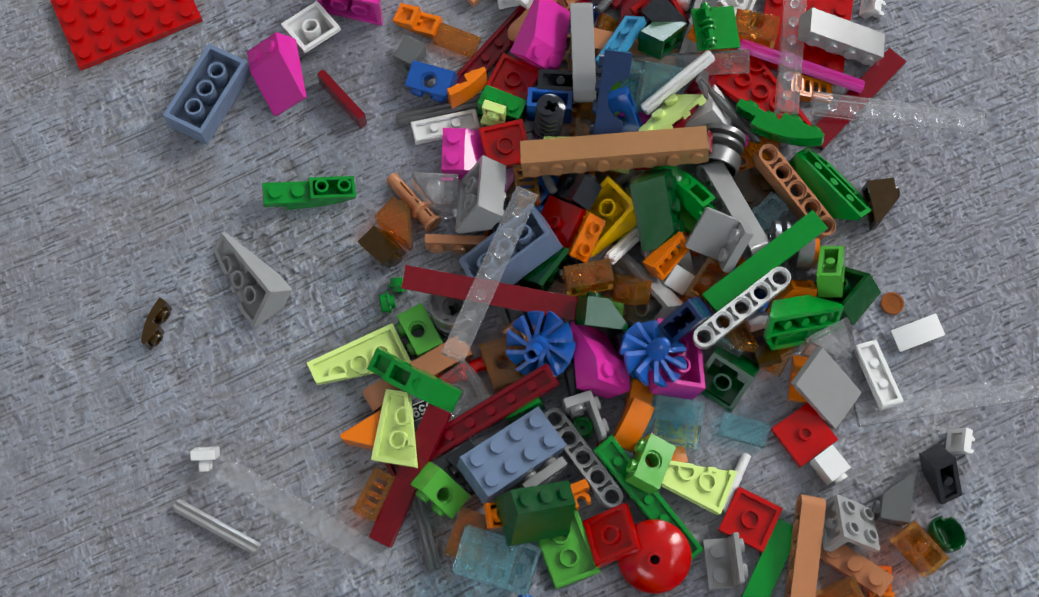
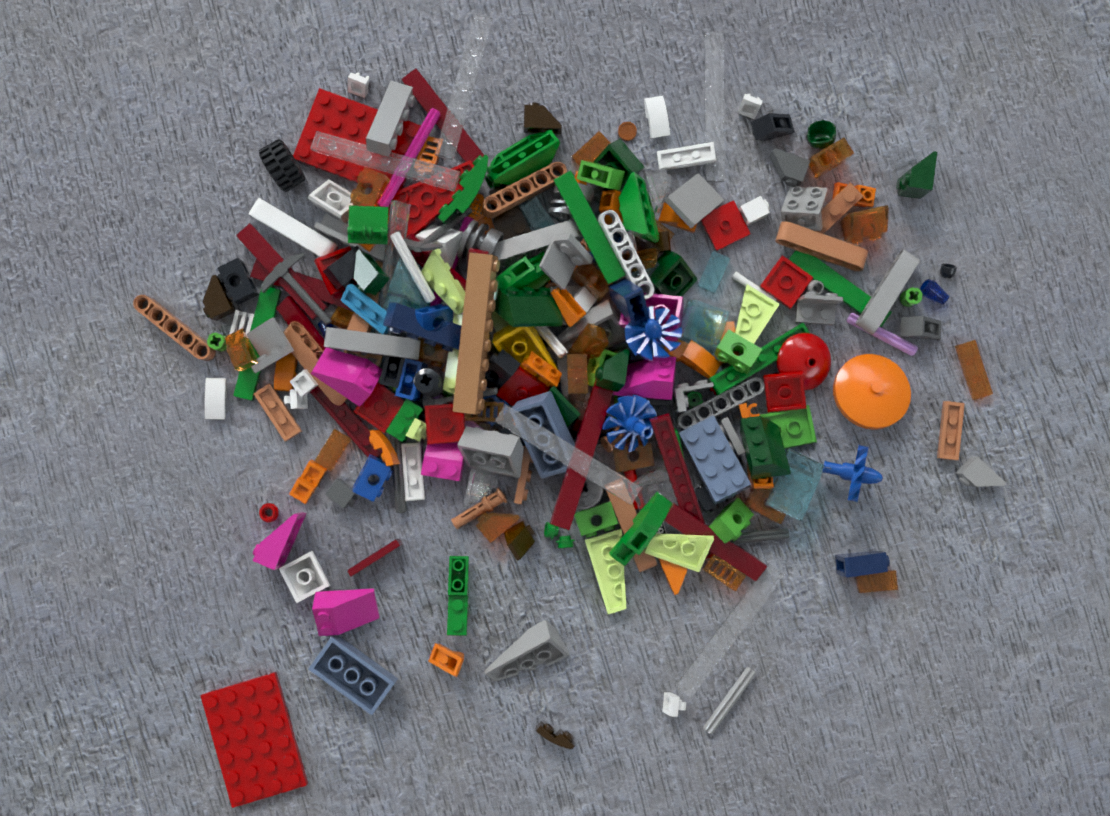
camera: 75 degrees left, 15 degrees up
(233, 190) = (446, 659): none -> orange slope
(756, 557) = (820, 287): none -> light grey hinge
(860, 262) = (591, 149): none -> clear orange tile

